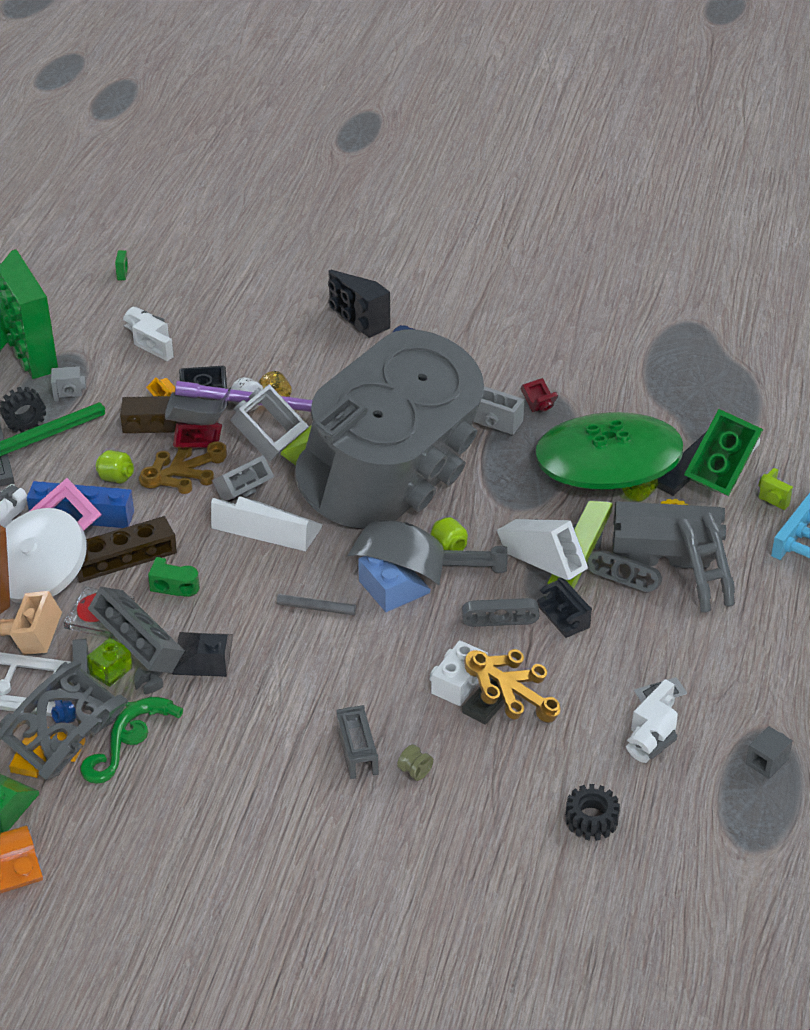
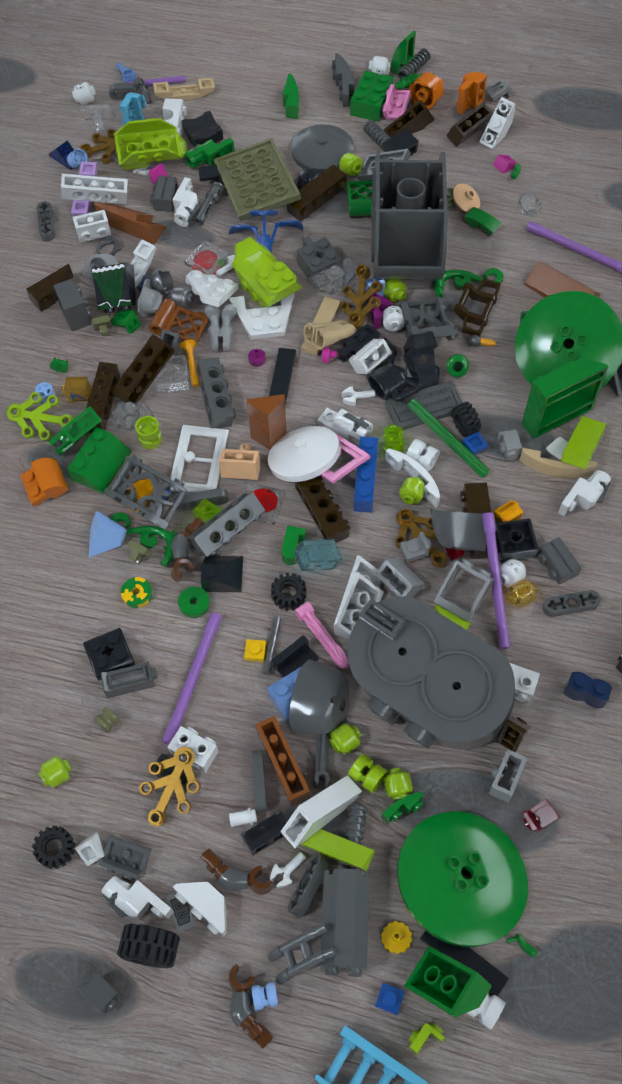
camera: 90 degrees right, 20 degrees up
(26, 475) = (393, 438): none -> clear neon green brick
(56, 410) = (475, 443): none -> blue plate
(63, 453) = (419, 449): none -> white wheel
(82, 345) = (557, 447): none -> white slope
(85, 460) = (399, 460): none -> white slope
(86, 319) = (583, 442): none -> lime piece
(97, 364) = (552, 467): none -> tan slope
(116, 781) = (104, 535): none -> light blue slope
(156, 736) = (138, 552): none -> olive tile
(166, 685) = (180, 548): none -> piece
(198, 546) = (317, 553): none -> clear light blue brick
(200, 463) = (416, 548): none -> light grey bracket
(215, 753) = (136, 600): none -> piece
(237, 356) = (558, 560): none -> dark grey brick
(241, 691) = (193, 610): none -> green piece
(243, 594) = (288, 602): none -> black tyre
(277, 570) = (306, 614): none -> bright pink piece
(292, 351) = (578, 597): none -> dark grey beam
(315, 766) = (99, 646): none -> black brick
(322, 620) = (255, 650): none -> yellow plate
(338, 581) = (294, 657): none -> black panel
(425, 696) = (210, 631): none -> medium lavender piece
(482, 581) = (283, 761): none -> dark orange brick
(489, 814) = (55, 771): none -> lime head
(491, 516) = (373, 777): none -> lime wheel
(505, 496) = (397, 784): none -> lime head
(531, 496) = (408, 804): none -> green slope
(545, 623) = (243, 817): none -> white pin
(592, 771) = (90, 849): none -> white slope
(602, 736) = (125, 857): none -> dark grey bracket
(610, 597) = (287, 870): none -> white bar
(622, 635) = (235, 879): none -> reddish brown piece
(655, 656) = (206, 904): none -> white slope
(675, 419) = (527, 948): none -> green piece
(713, 693) = (148, 946): none -> black tyre
(739, 517) = (389, 999): none -> blue plate
(751, 608) = (259, 996): none -> light blue wheel
(762, 628) = (241, 1010): none -> reddish brown piece

